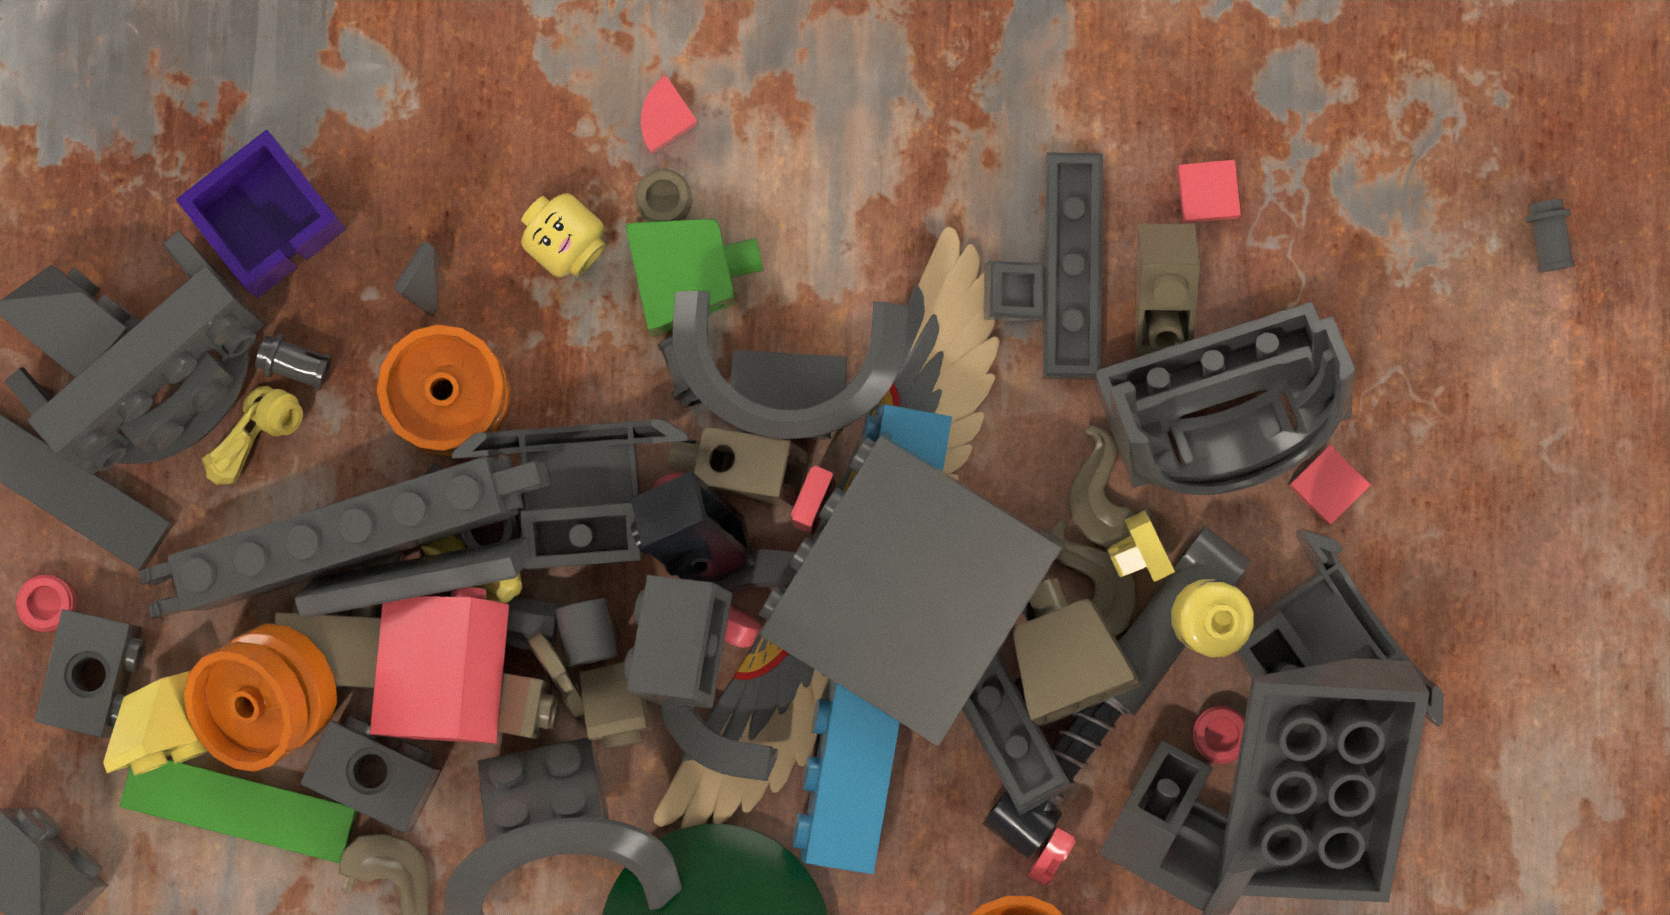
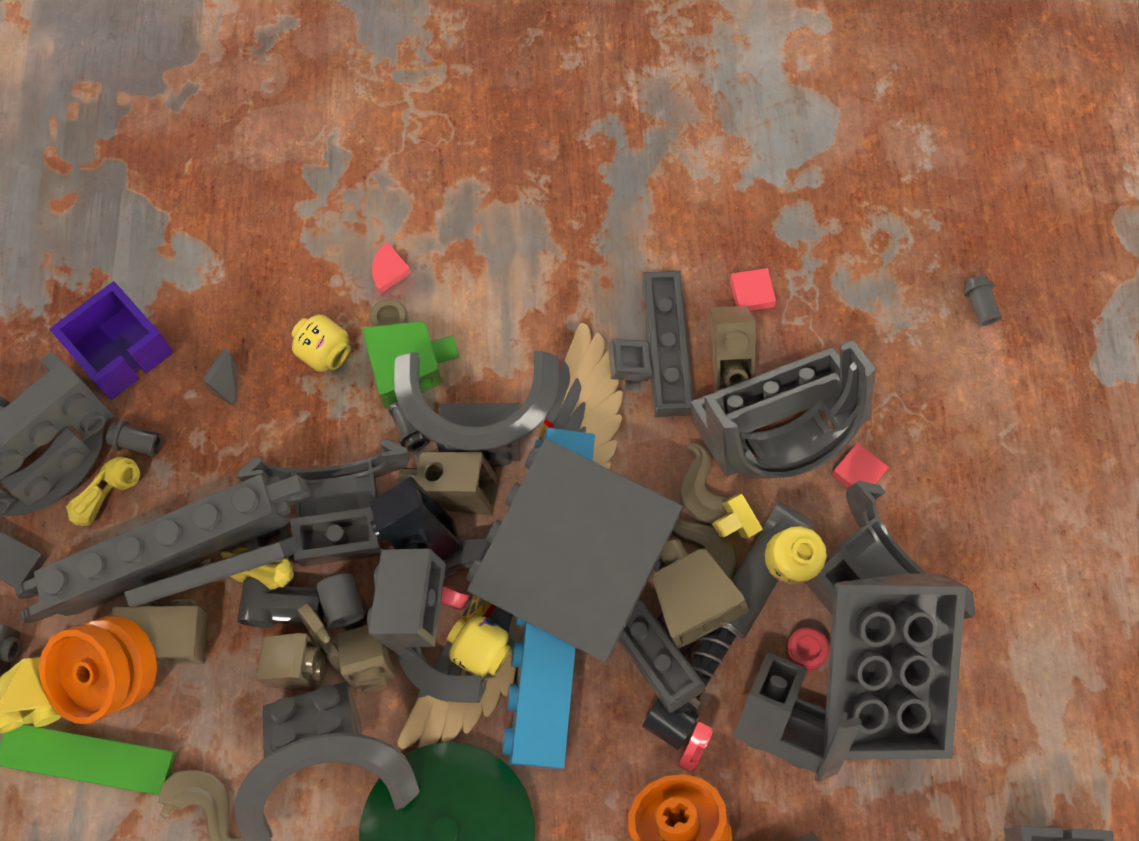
camera: 10 degrees left, 15 degrees down
(336, 774) = (159, 720): dark grey brick -> none
(420, 368) = (231, 435): orange wheel -> none
(440, 667) = (232, 635): coral brick -> none
(770, 701) = (479, 645): none -> light yellow head
(812, 499) = (497, 495): coral tile -> none

